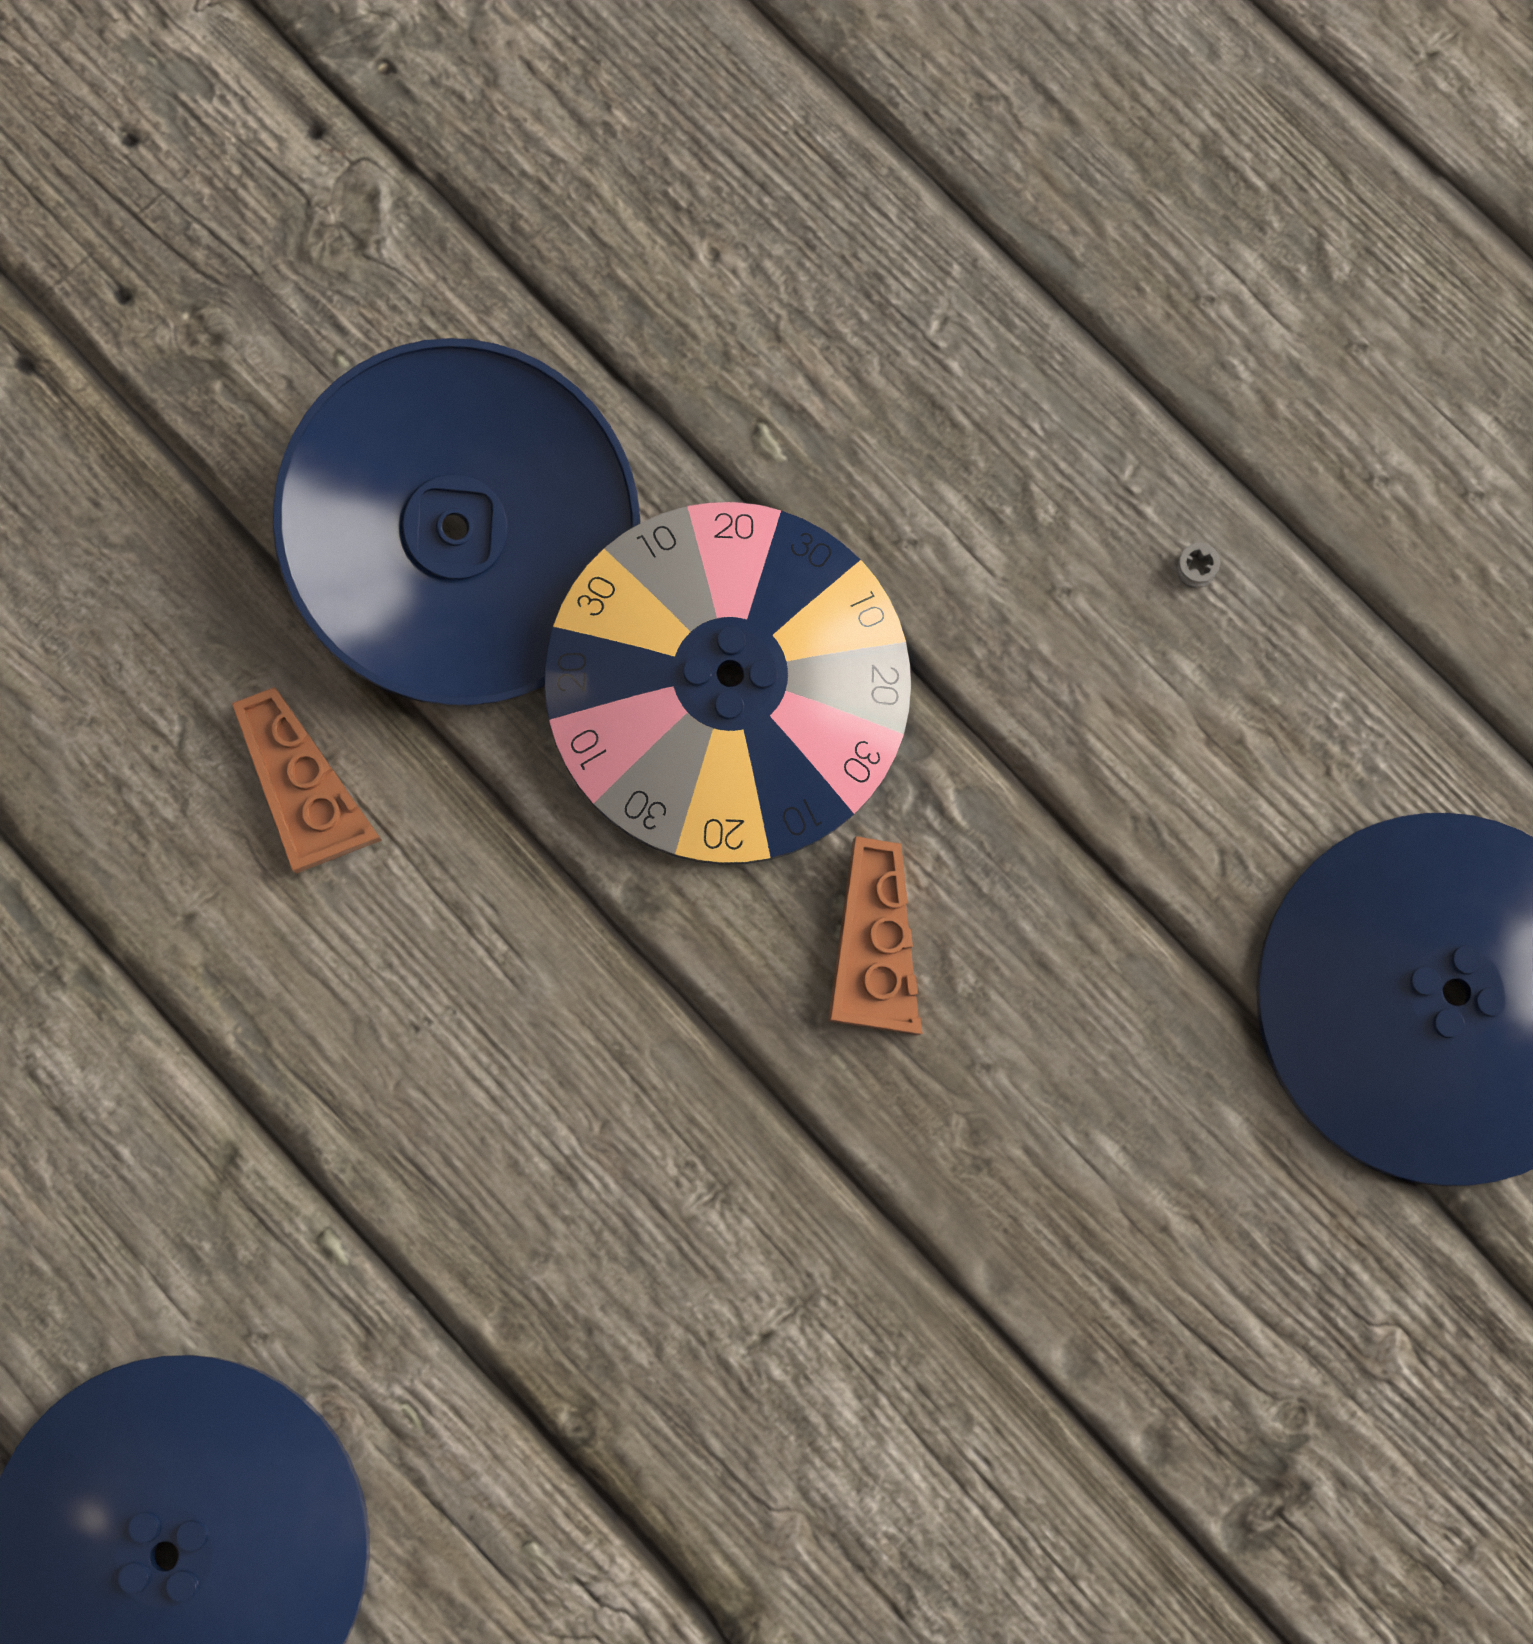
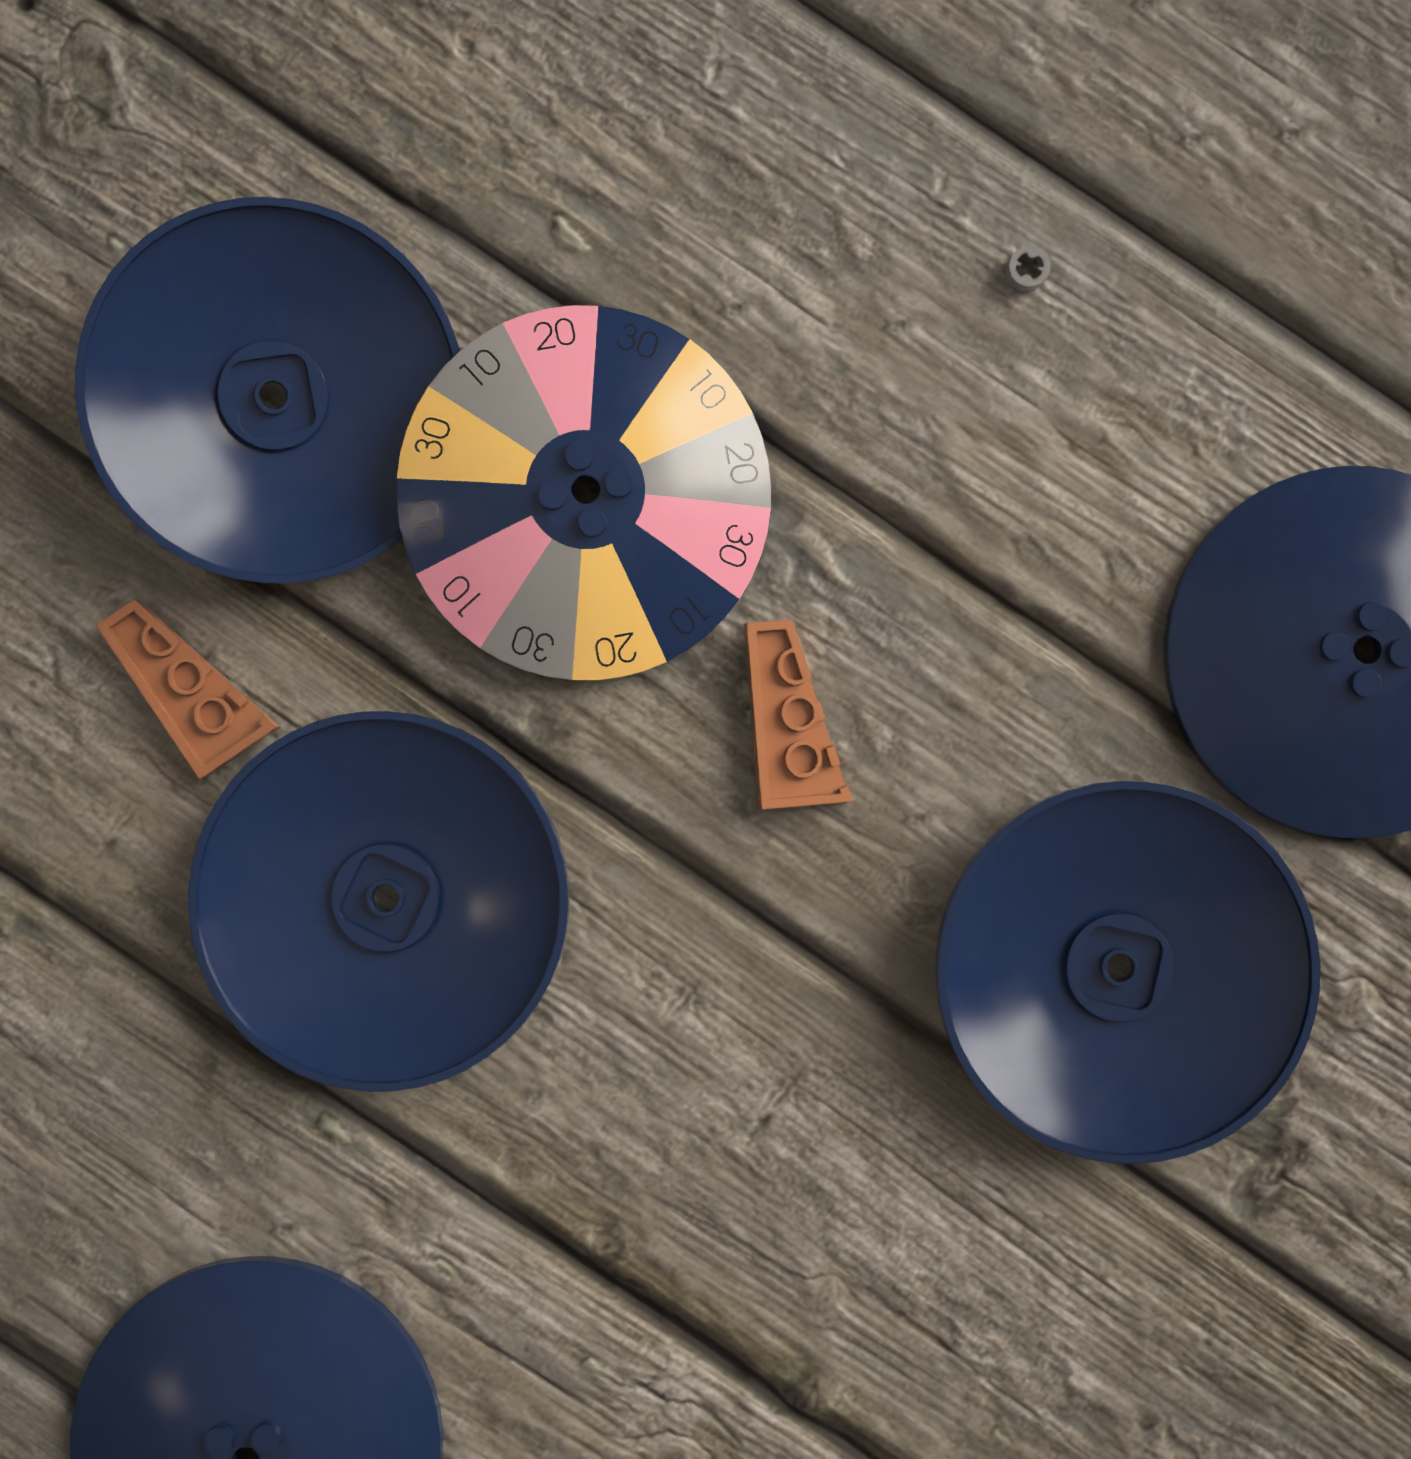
camera: 15 degrees left, 10 degrees up
(351, 1007) = (293, 919): none -> dark blue dish
(1248, 1278) = (1213, 989): none -> dark blue dish

